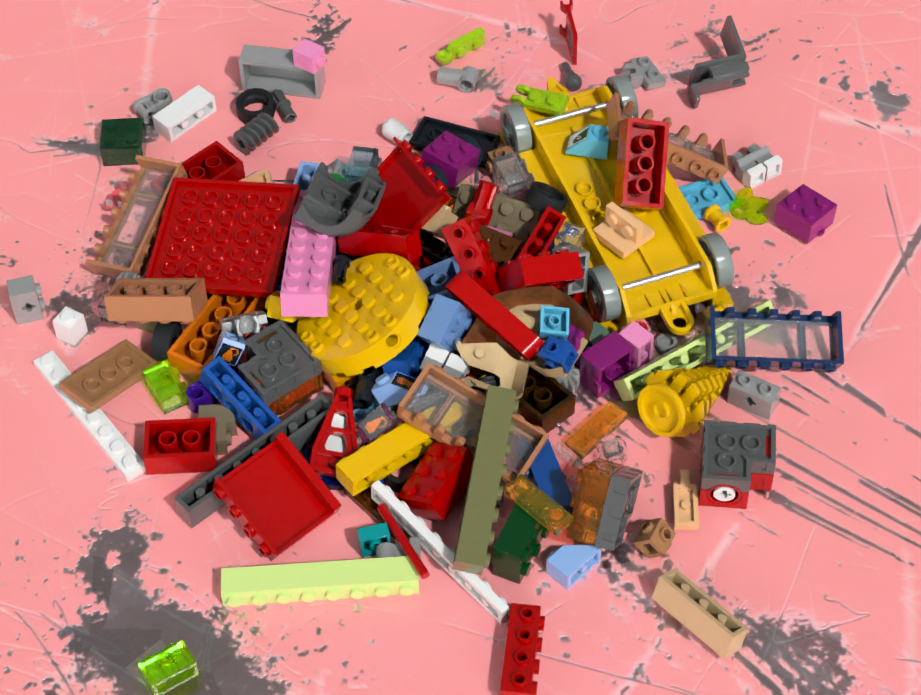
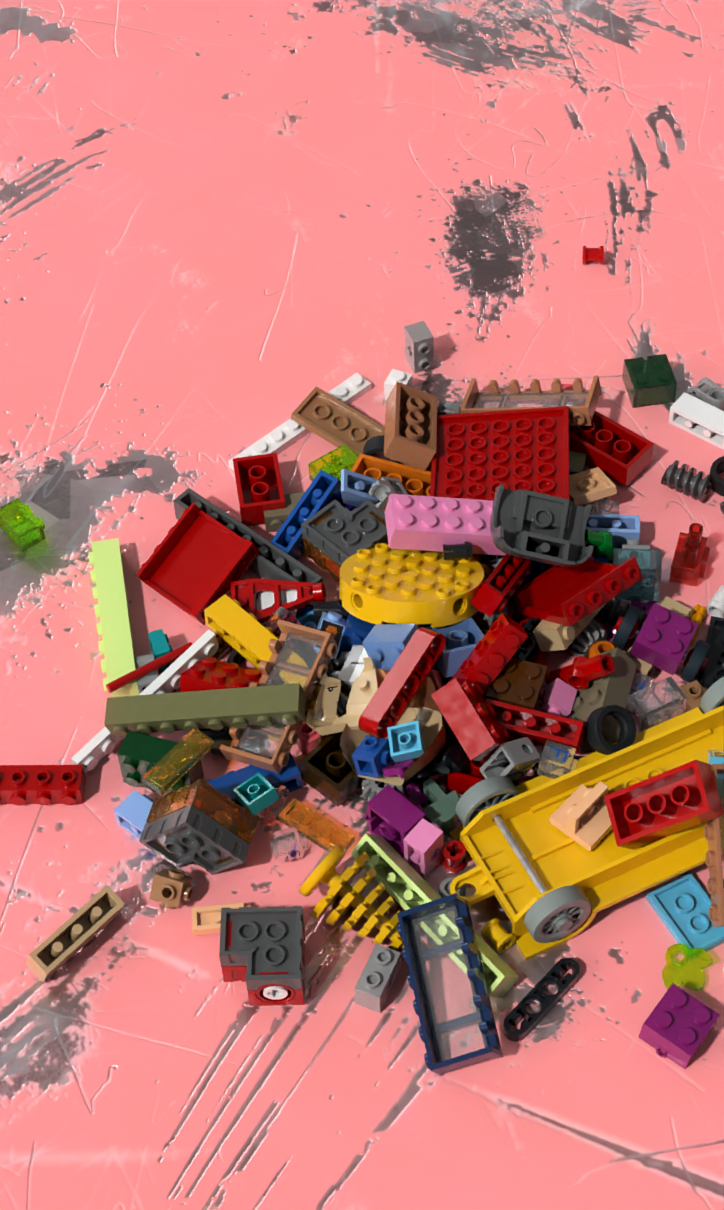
camera: 85 degrees right, 0 degrees up
(340, 142) = (689, 557): none -> clear red brick
(571, 456) = (256, 794): none -> teal piece
(717, 218) = (656, 930): yellow bush -> none
(776, 292) = (545, 1001): none -> black beam

